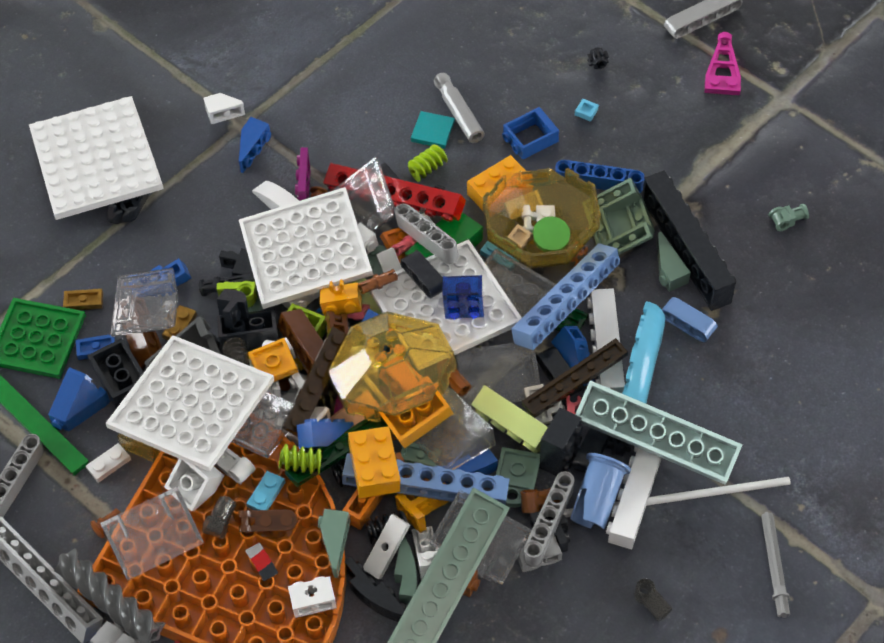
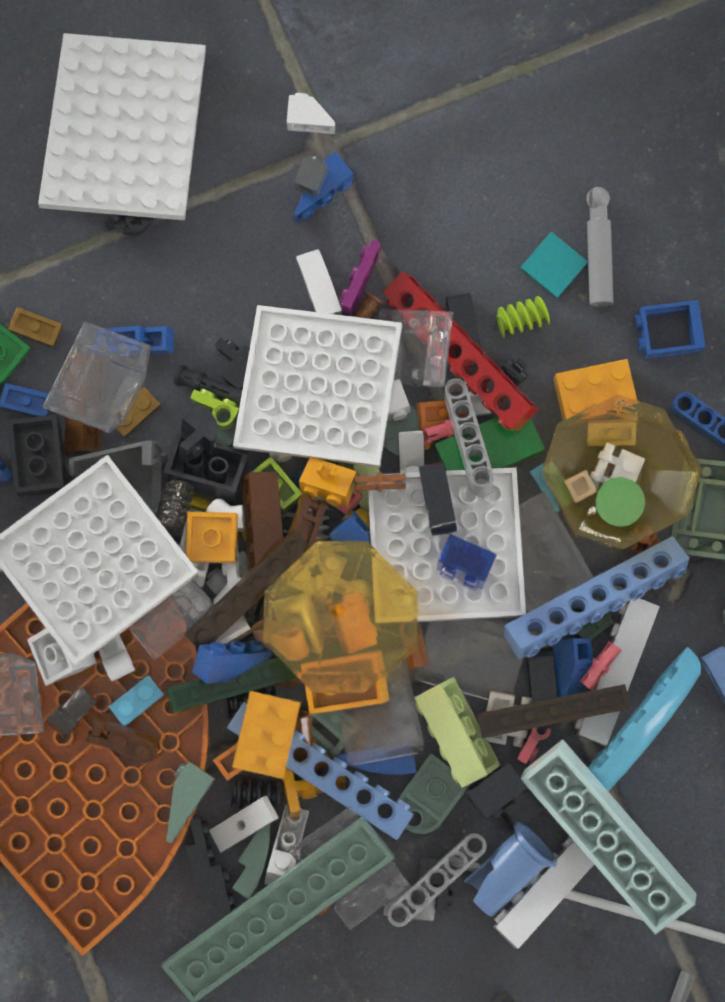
camera: 20 degrees right, 25 degrees up
(241, 132) = (311, 176): none -> dark grey brick
(261, 561) = (97, 783): sticker -> none
(300, 458) = (186, 689): lime piece -> none
(321, 601) = (117, 861): white brick -> none
(533, 500) = (433, 840): dark orange piece -> none
(593, 336) = (600, 665): none -> coral pin

